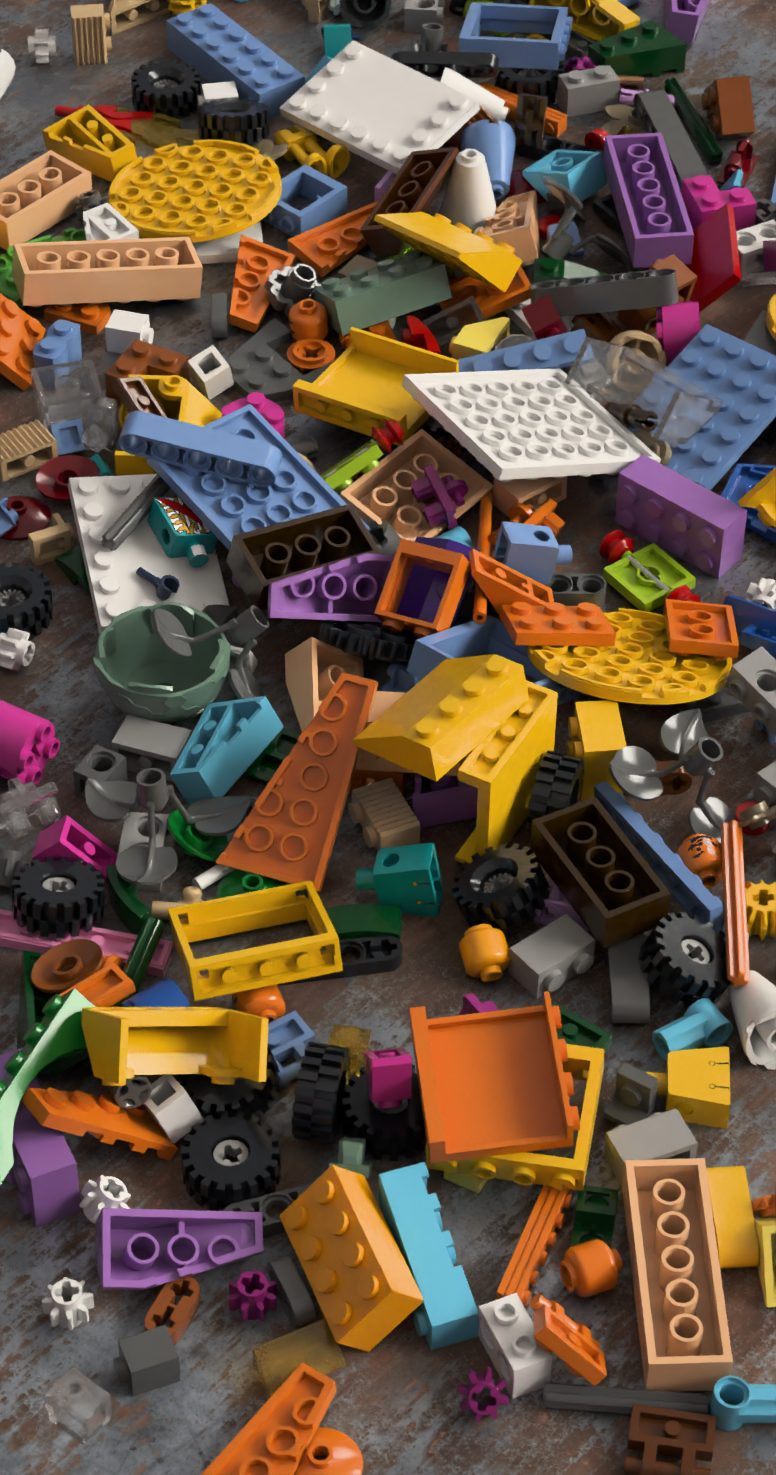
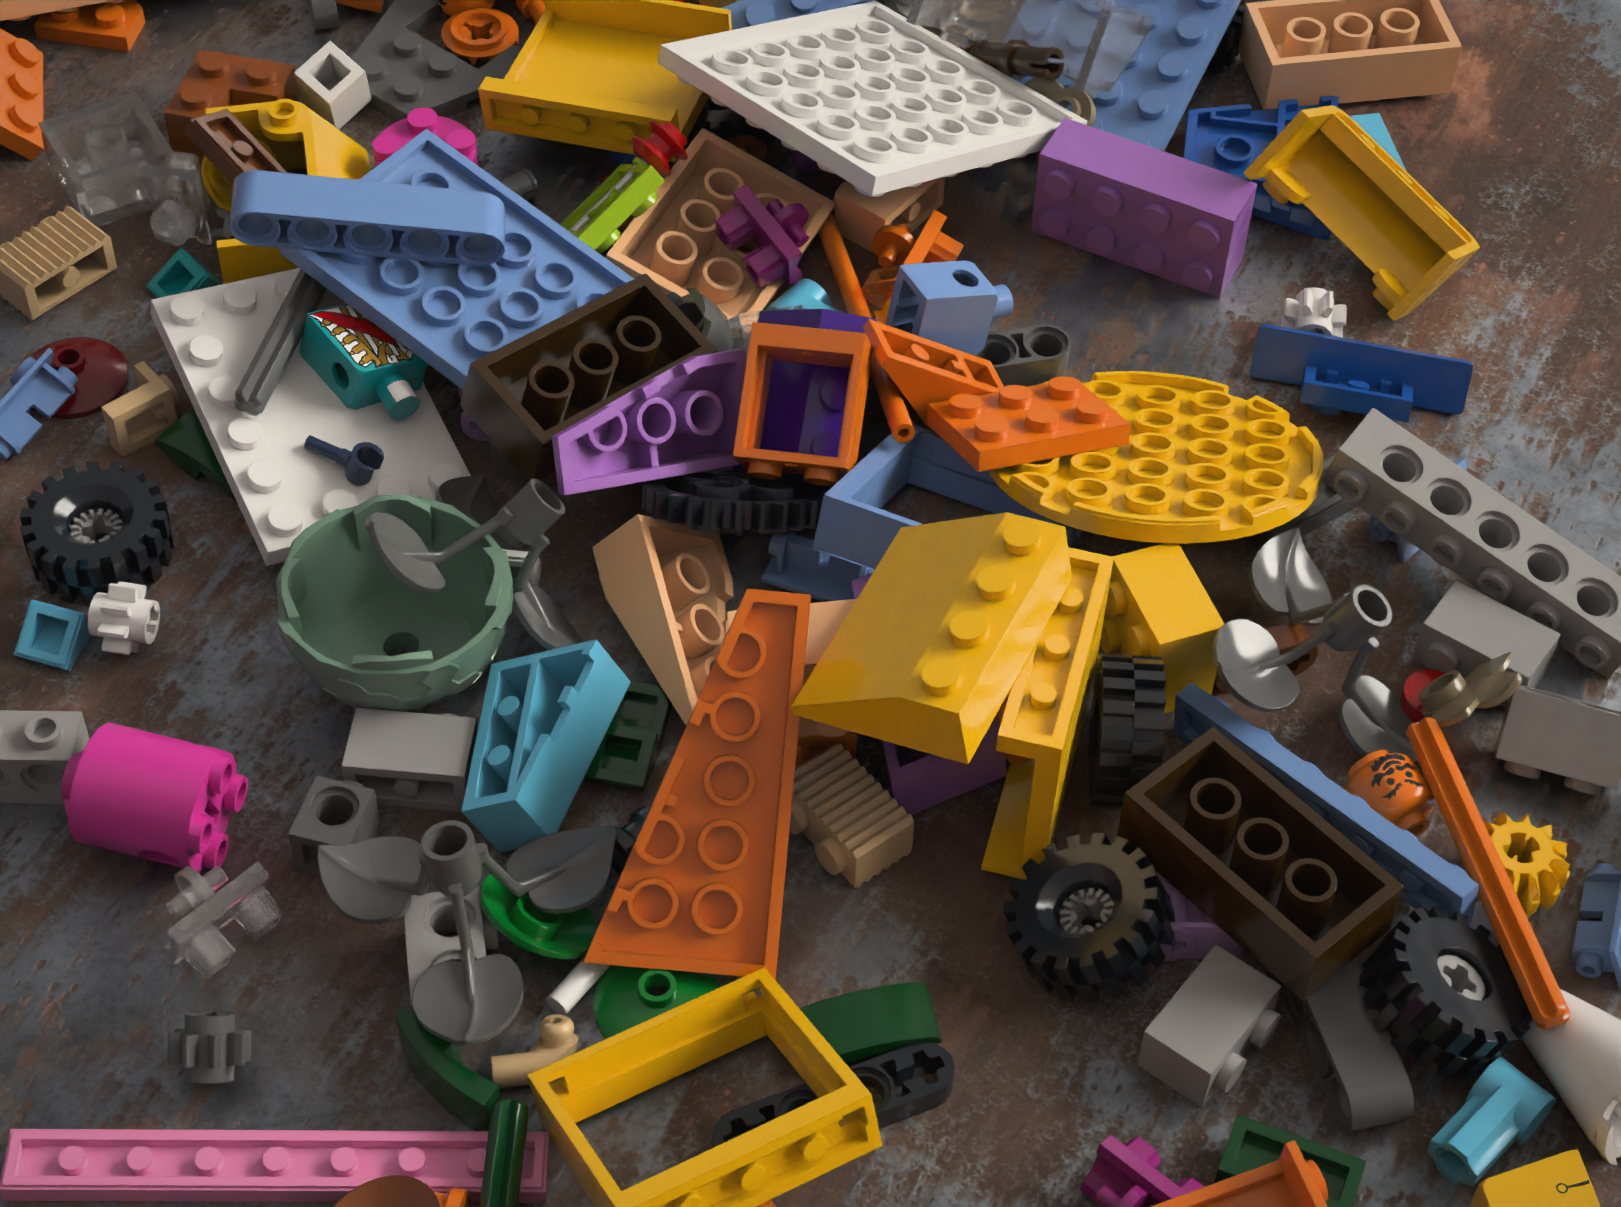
camera: 15 degrees left, 5 degrees up
(54, 475) = (124, 293): dark red dish -> none
(58, 897) = (335, 1118): black bush -> none
(60, 345) = (76, 77): medium blue brick -> none
(68, 436) = (127, 225): medium blue plate -> none
(73, 841) = (326, 992): dark pink slope -> none
(125, 328) = (176, 36): white brick -> none
(406, 878) = (919, 930): teal torso -> none
(484, 952) = (1096, 1043): light orange head -> none
(645, 575) = (1121, 314): lime plate -> none
(700, 629) = (1248, 391): orange plate -> none

